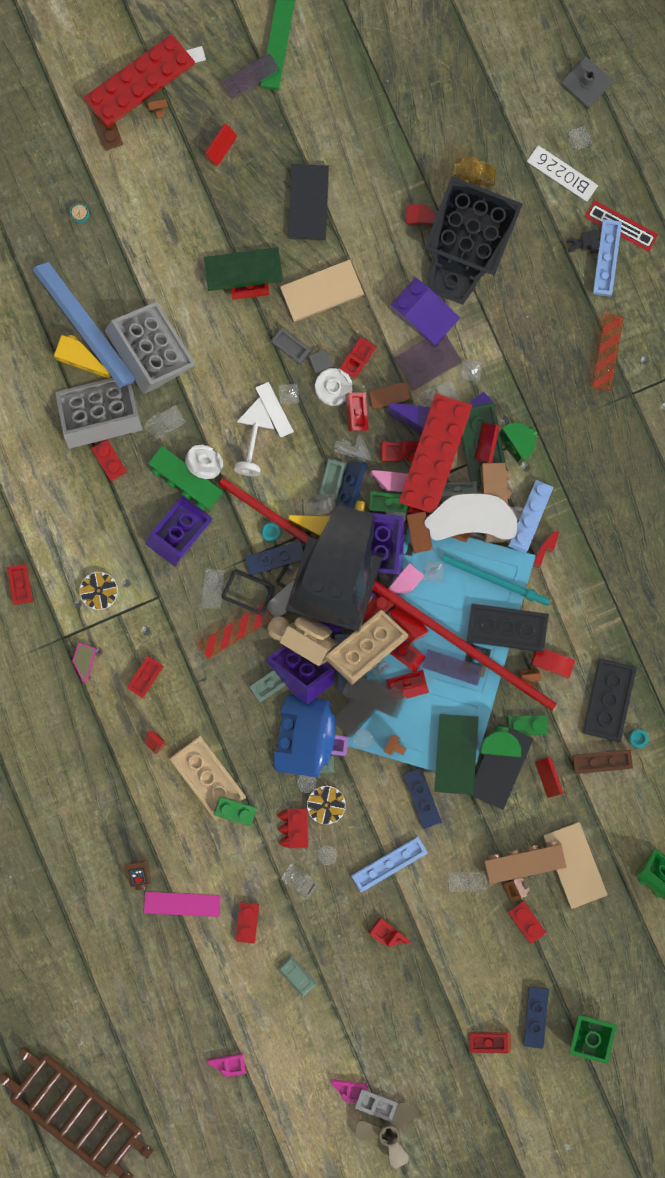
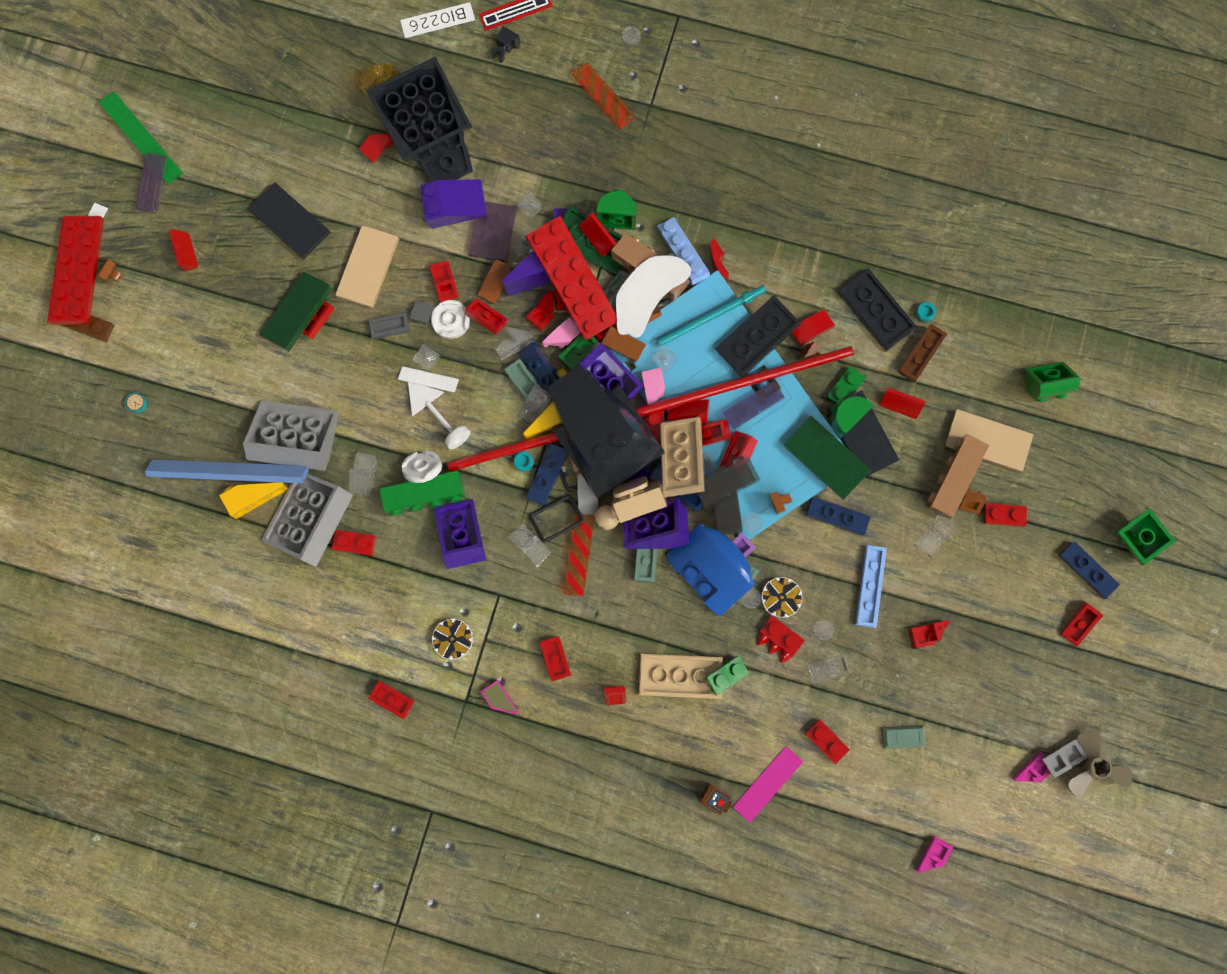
camera: 45 degrees left, 5 degrees down
(607, 258) = (531, 37): light blue plate -> none

